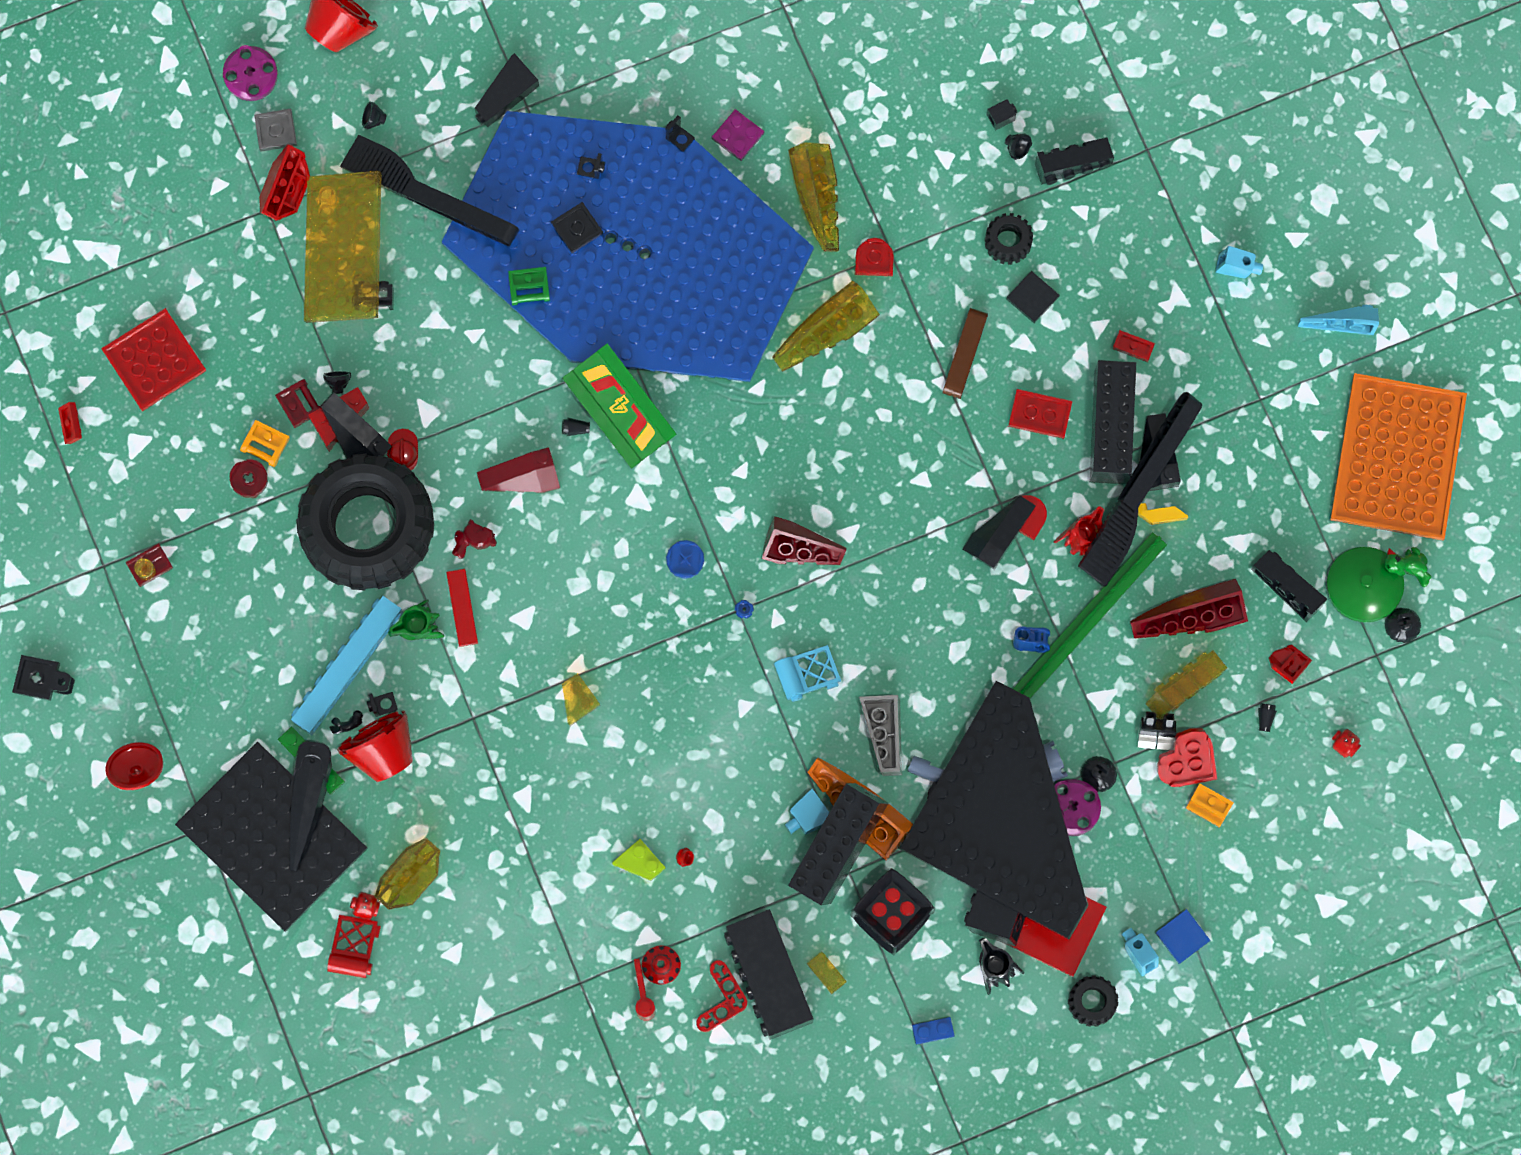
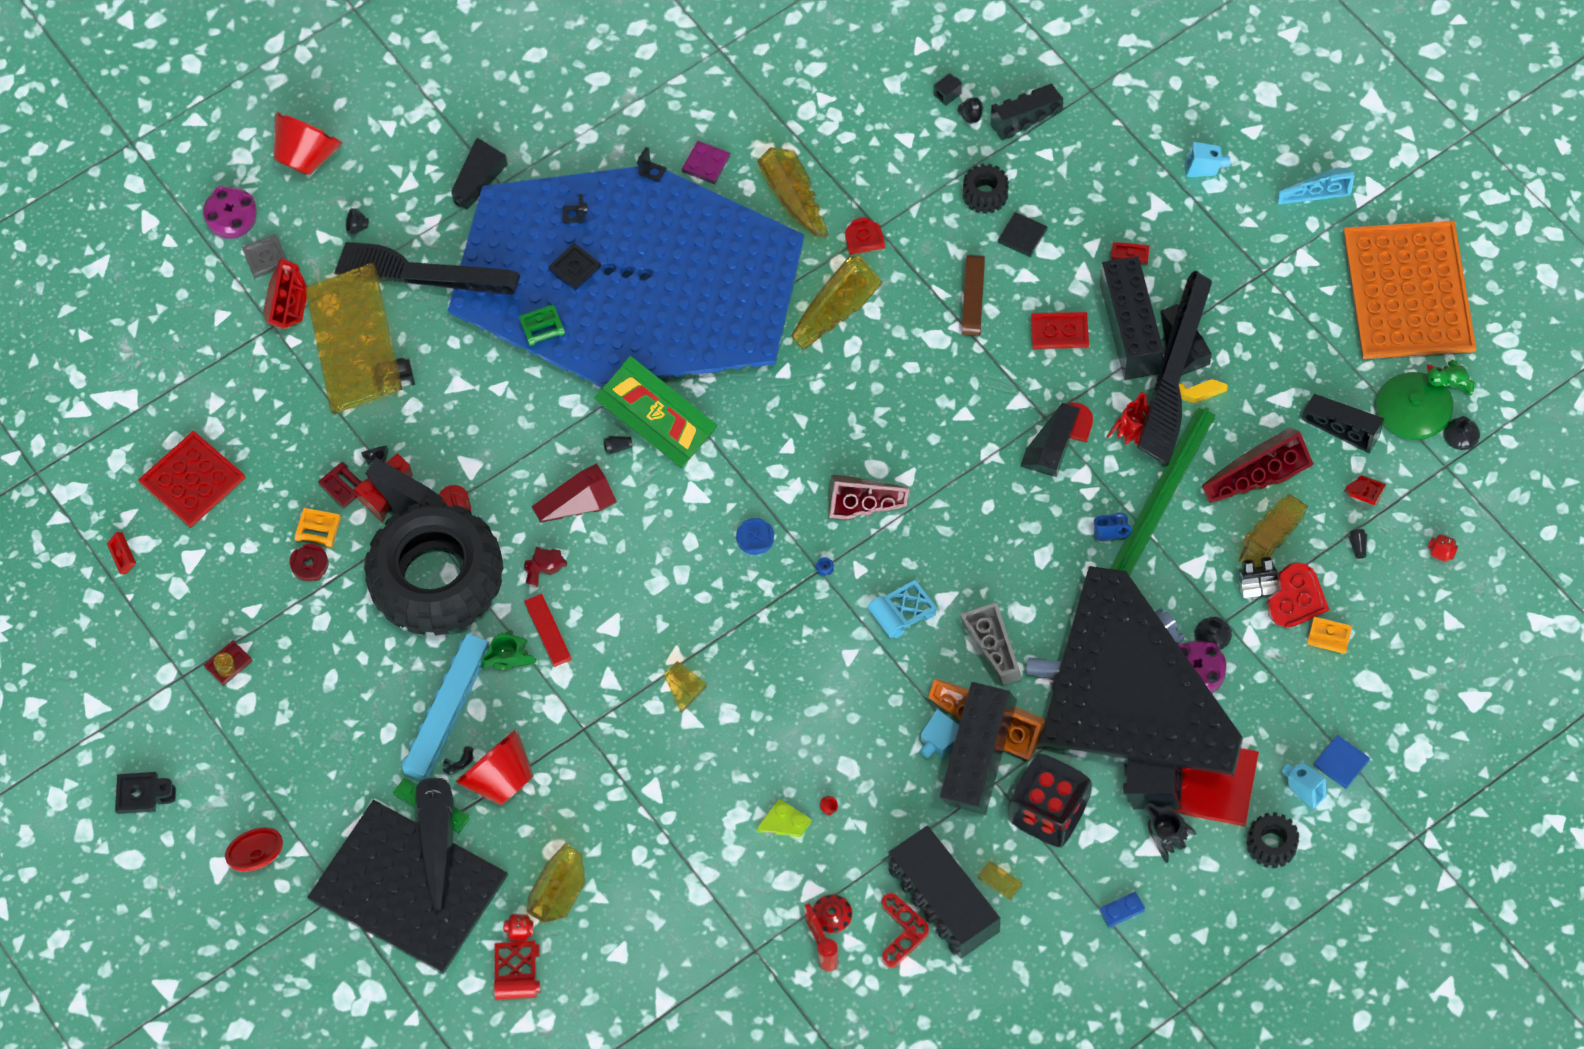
camera: 10 degrees left, 15 degrees down
(374, 704) = (482, 736): black bracket -> none

